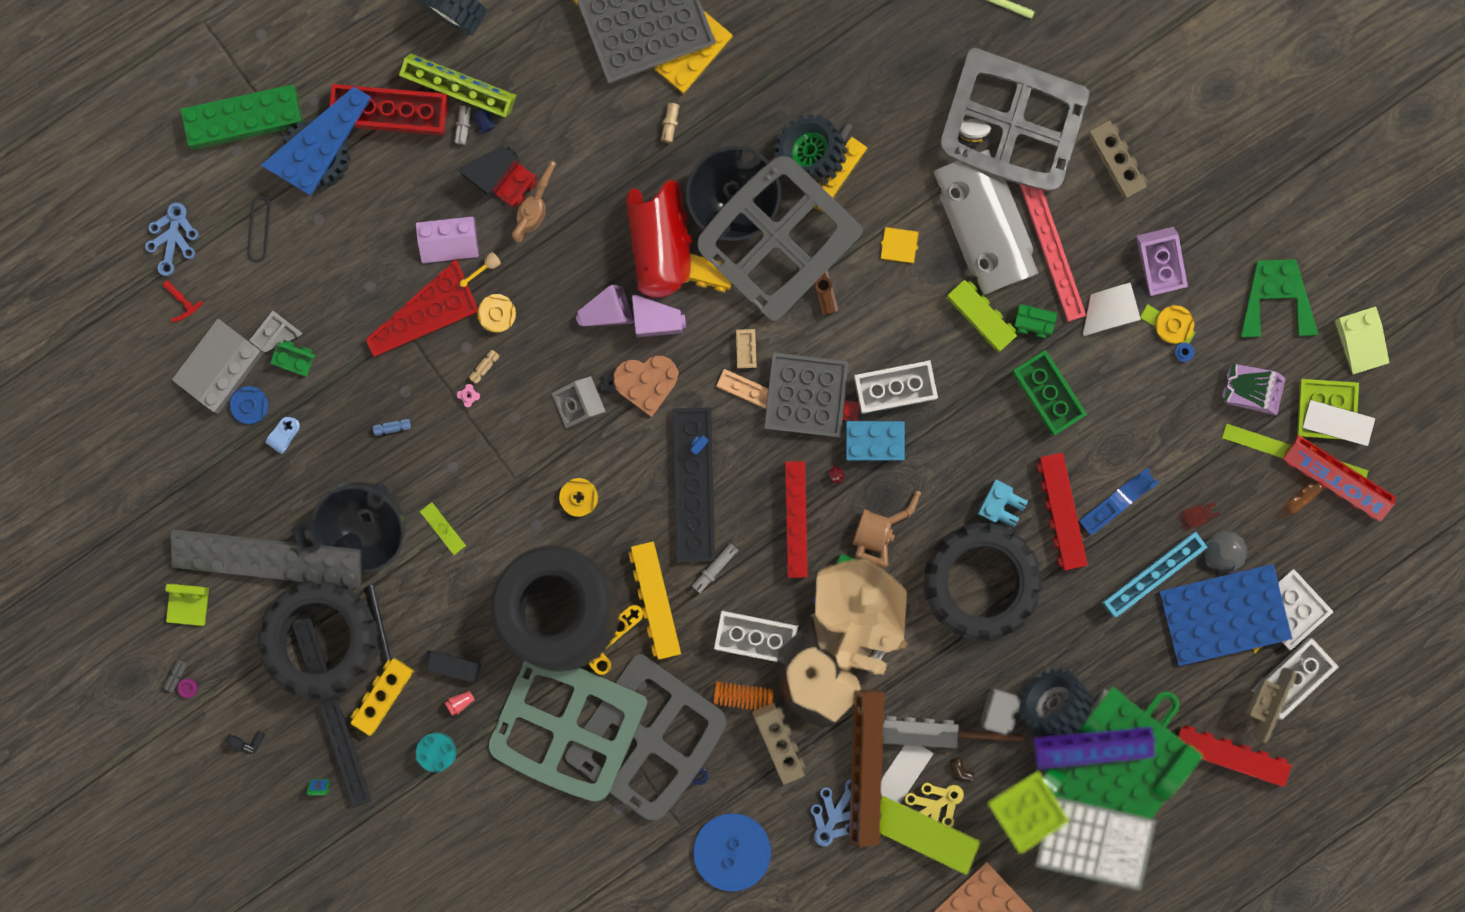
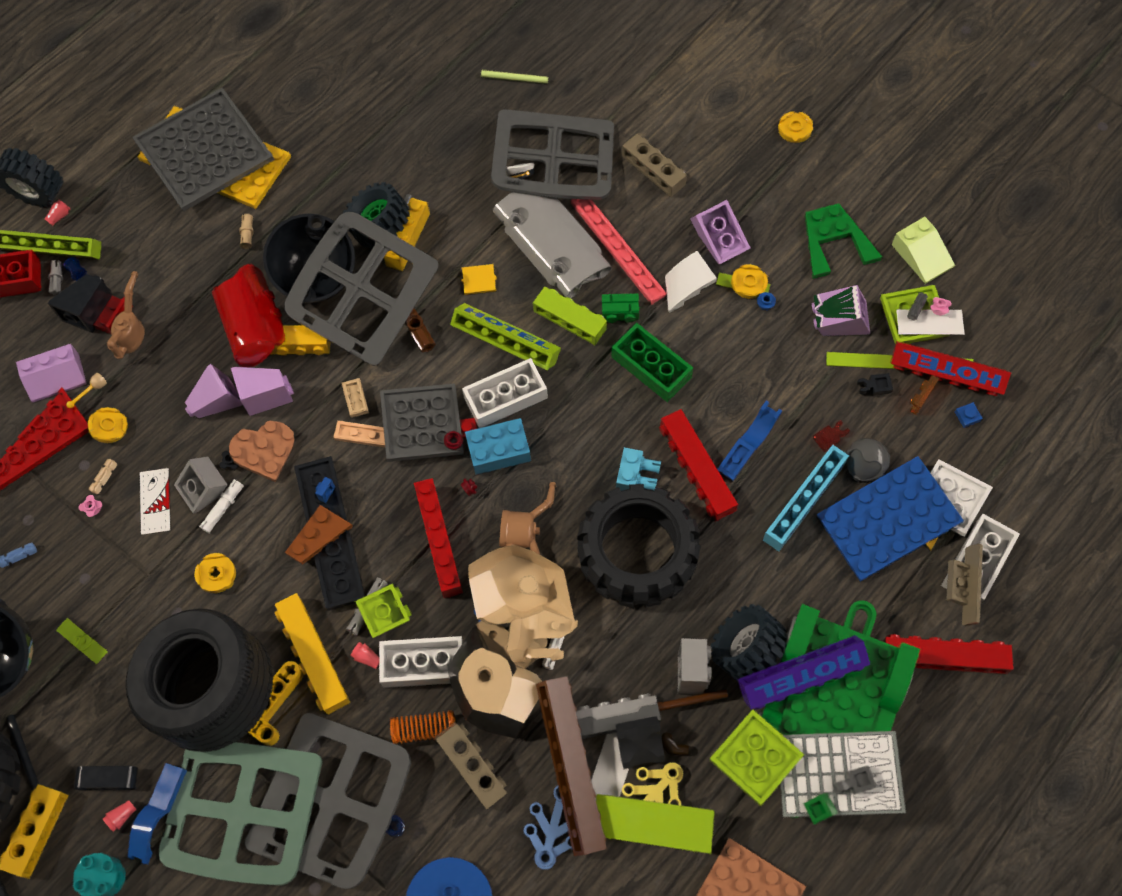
camera: 10 degrees left, 20 degrees down
(473, 44) = (57, 212): none -> coral cone
(492, 707) = (158, 806): none -> blue piece
(530, 404) = (154, 501): none -> white sticker
(600, 424) = (221, 506): none -> white pin
(682, 487) = (317, 533): none -> dark orange wing
(704, 615) = (364, 654): none -> coral cone
(730, 579) = (383, 610): none -> lime plate
(839, 425) = (453, 435): none -> dark red plate
(910, 323) = (505, 336): none -> lime brick
(933, 762) = (640, 742): none -> black brick
(1070, 867) = (820, 808): none -> green slope
(1108, 855) = (858, 780): none -> dark grey plate
(1264, 474) = (877, 383): none -> black plate
(1282, 150) = (795, 127): none -> yellow tile
(1330, 406) = (917, 306): none -> dark grey piece
(1340, 529) = (968, 415): none -> blue plate
(1355, 416) = (940, 306): none -> bright pink plate

